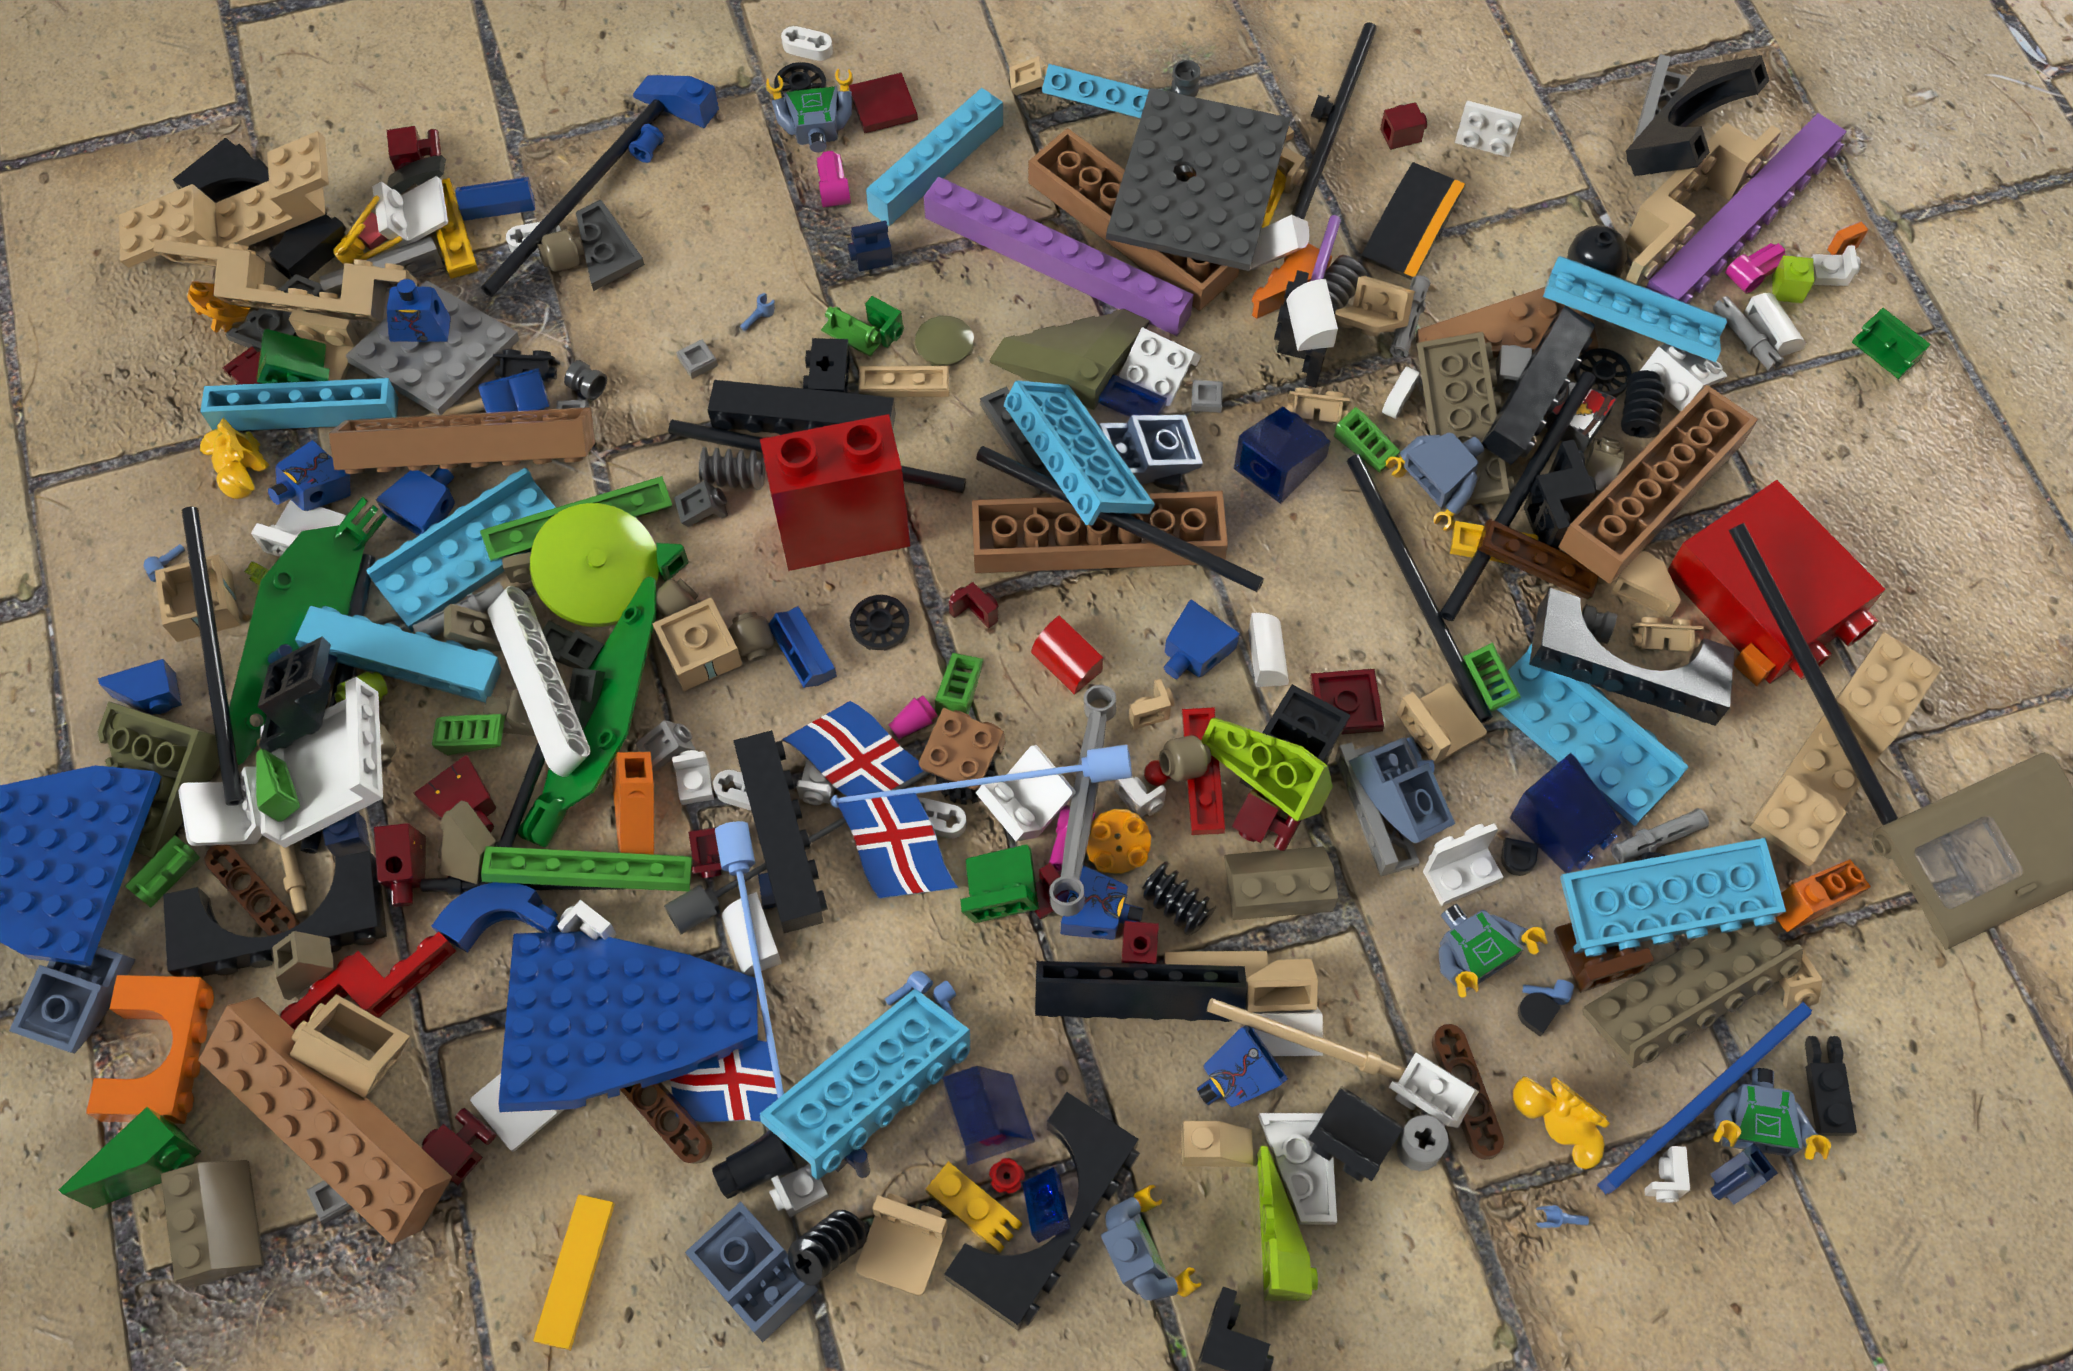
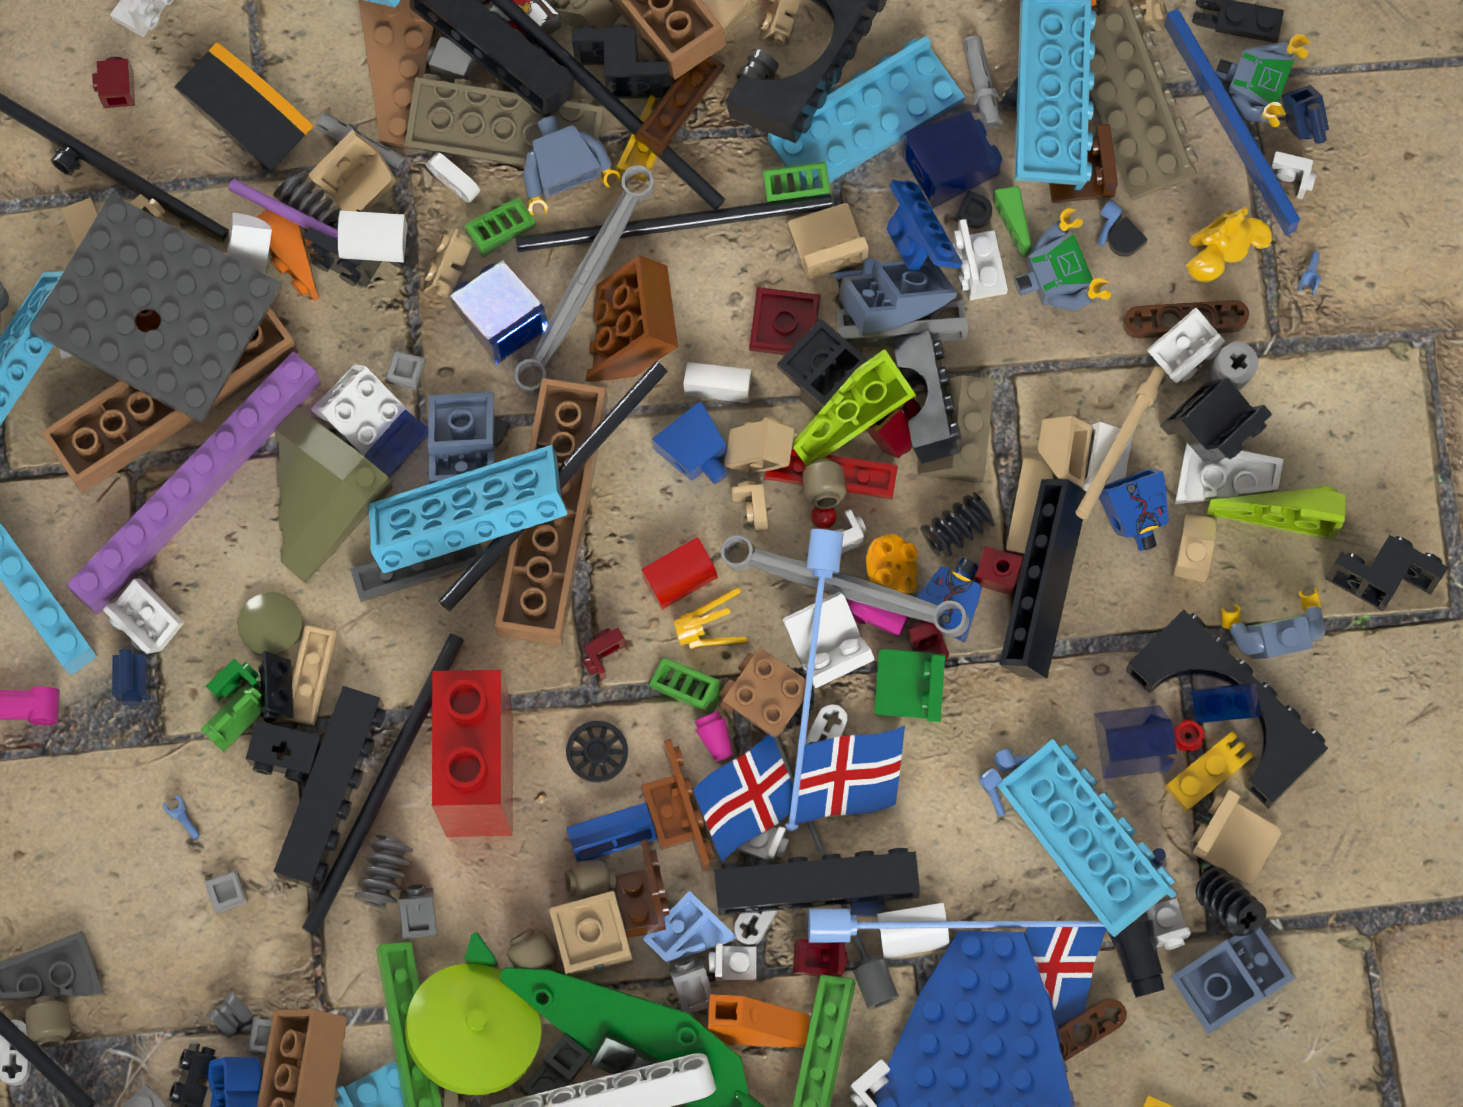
camera: 75 degrees left, 10 degrees up
(716, 727) = (688, 931): none -> light blue wing
(742, 680) = (643, 897): none -> reddish brown bracket
(833, 691) = (672, 810): none -> dark orange bracket
(884, 351) = (277, 685): none -> black hinge
(925, 244) = (143, 617): none -> white bracket
(1016, 677) = (690, 626): none -> yellow plant
(1208, 693) = (759, 446): none -> tan brick
(1268, 846) = (932, 429): none -> arch
(1309, 565) = (632, 320): none -> dark orange wedge
(1340, 516) = (585, 278): none -> light grey piece
(1478, 798) = (918, 230): none -> blue bracket
(1530, 889) = (1011, 210): none -> bright green slope

